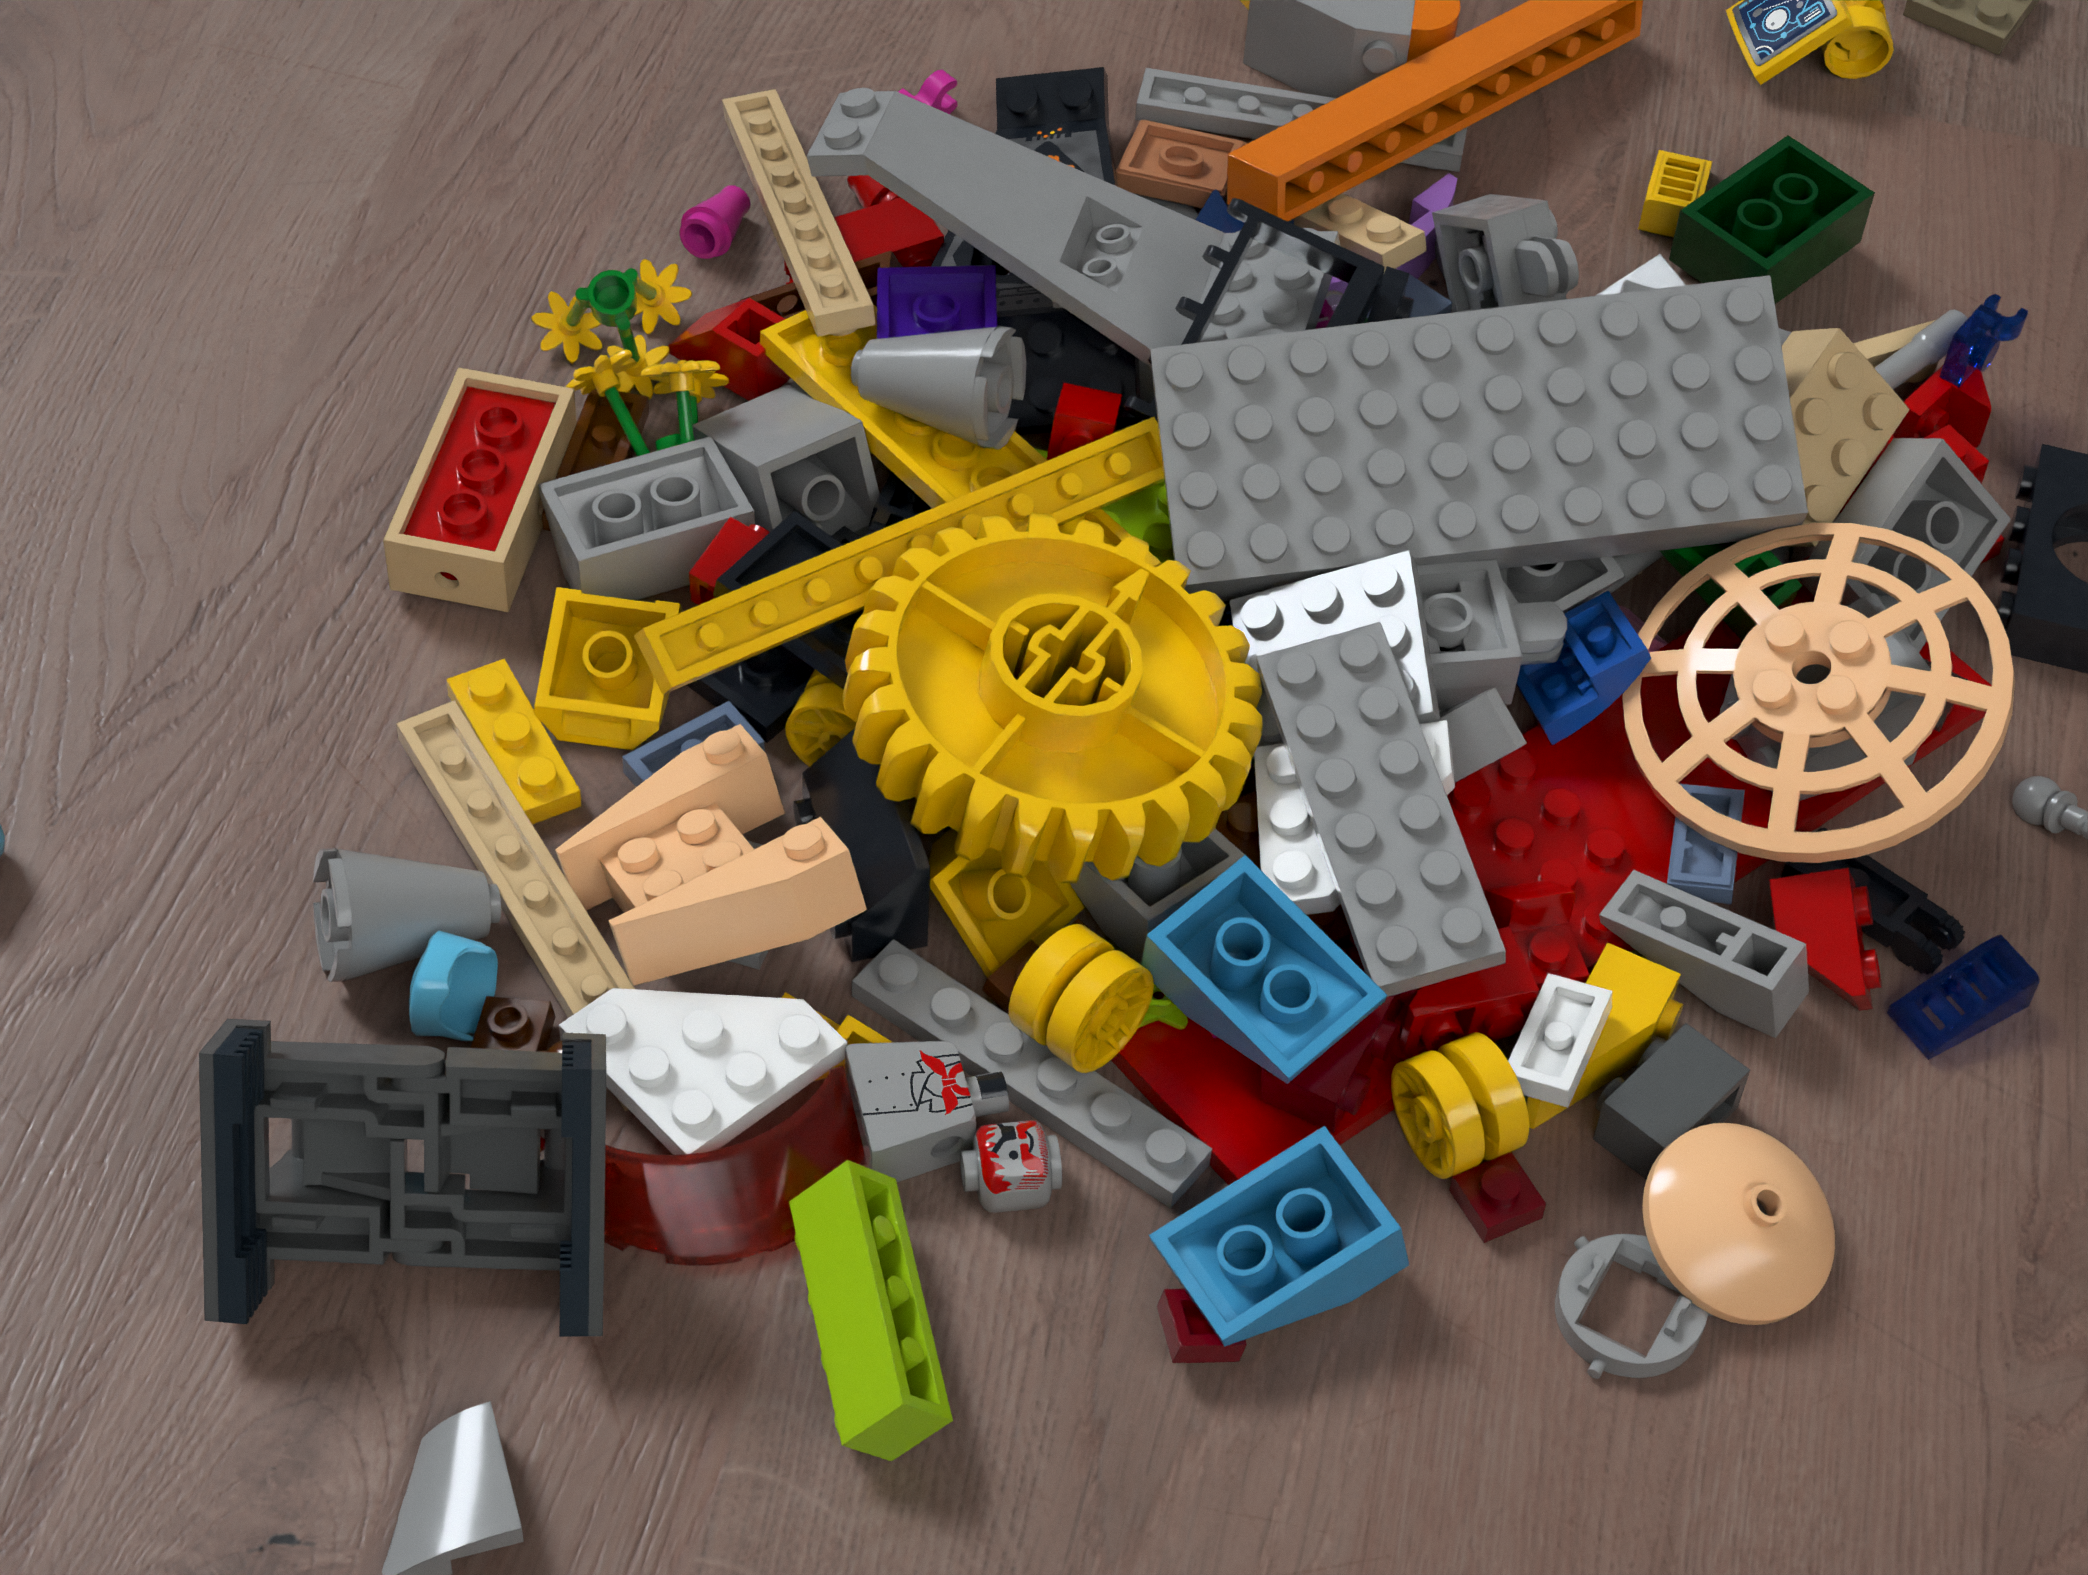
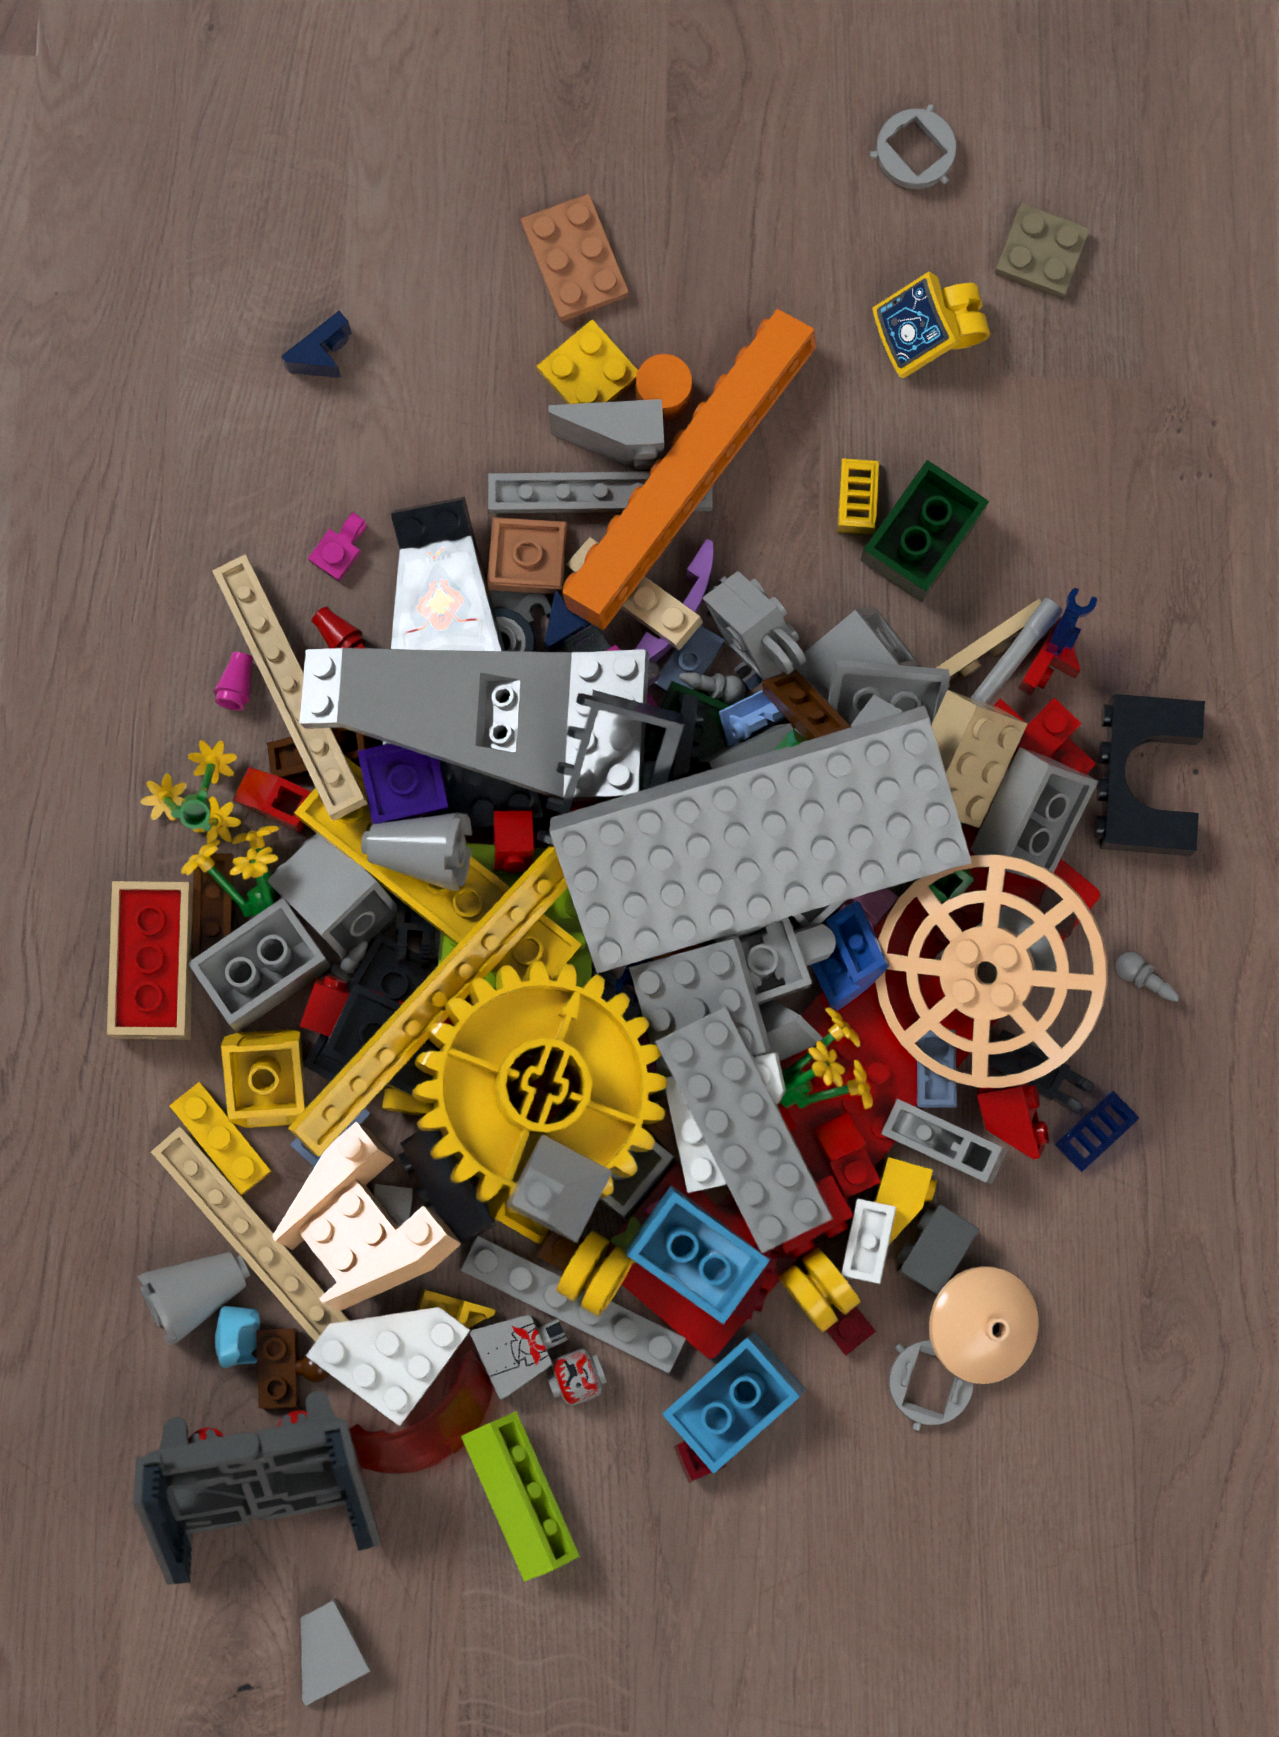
camera: 10 degrees left, 30 degrees up
(1049, 794) = (558, 1188): none -> light grey slope
(1520, 765) = (798, 1082): none -> plant

